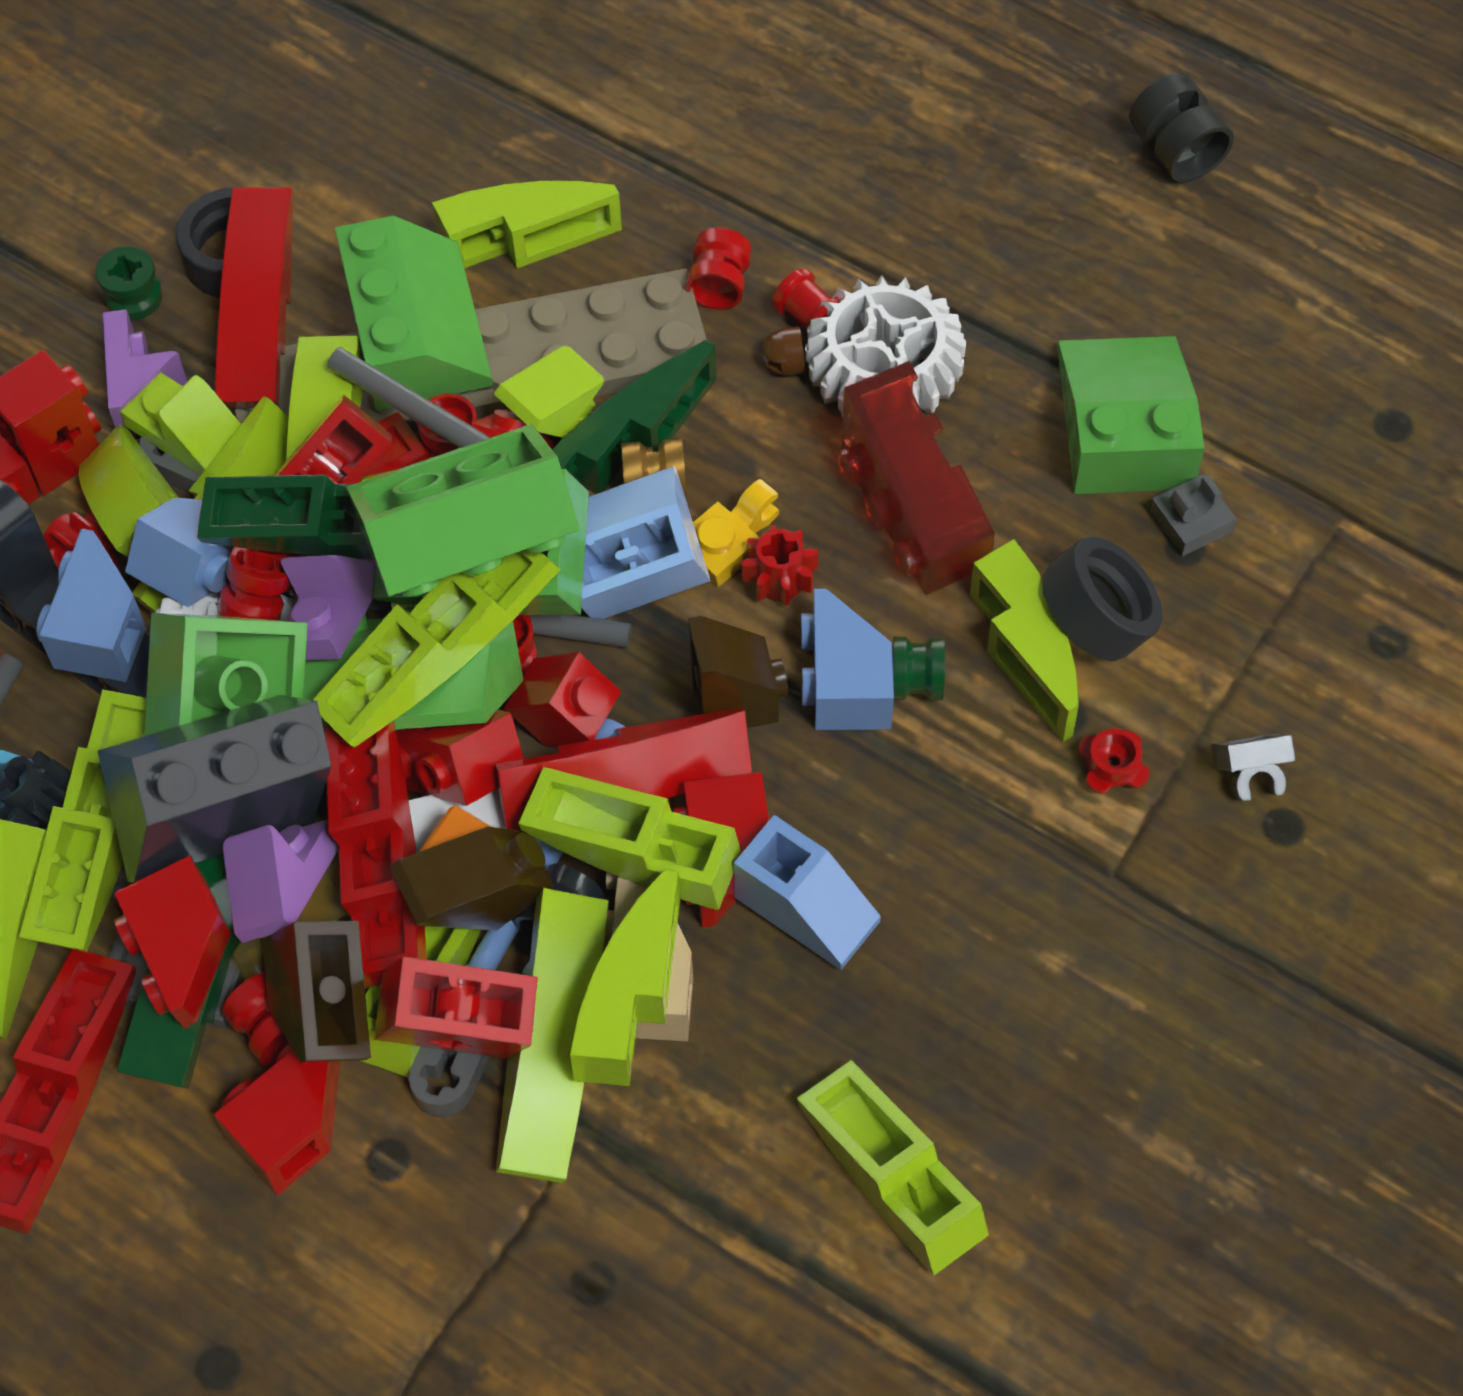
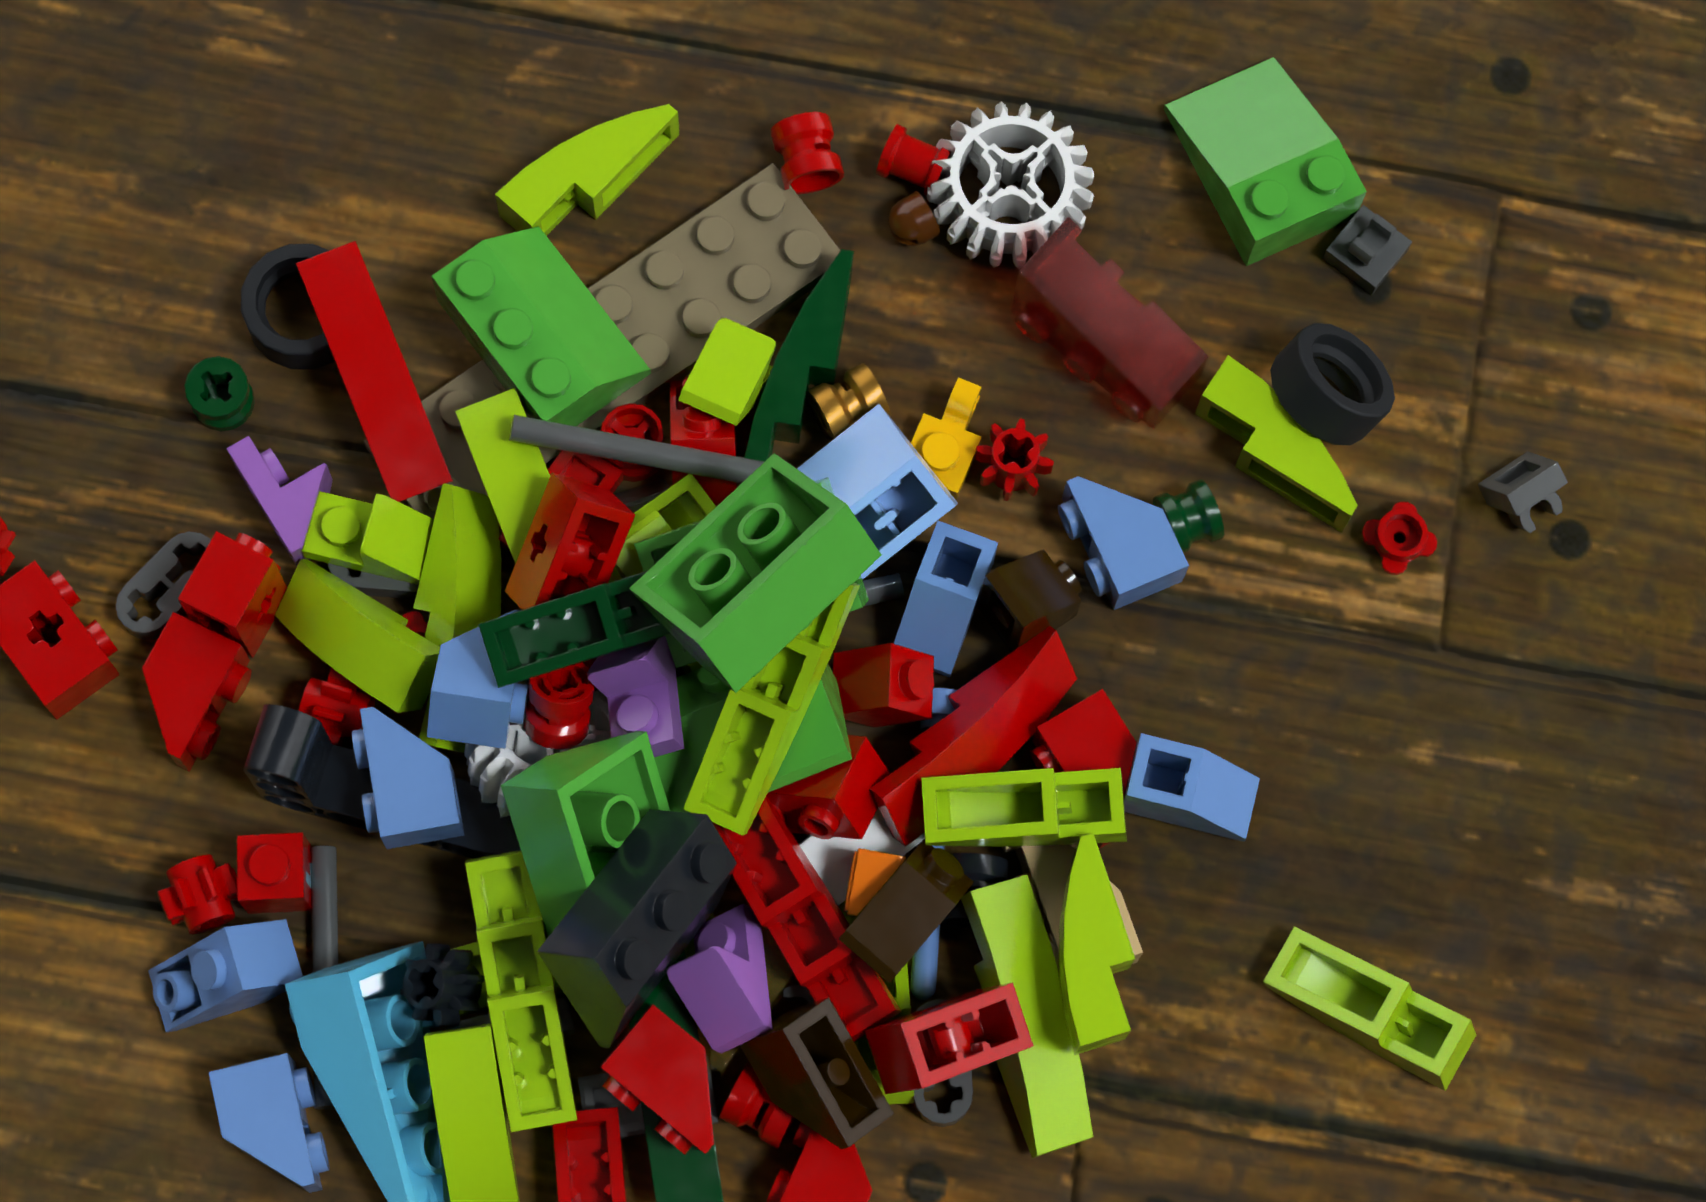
camera: 30 degrees left, 15 degrees up
(653, 647) = (946, 594): none -> medium blue slope

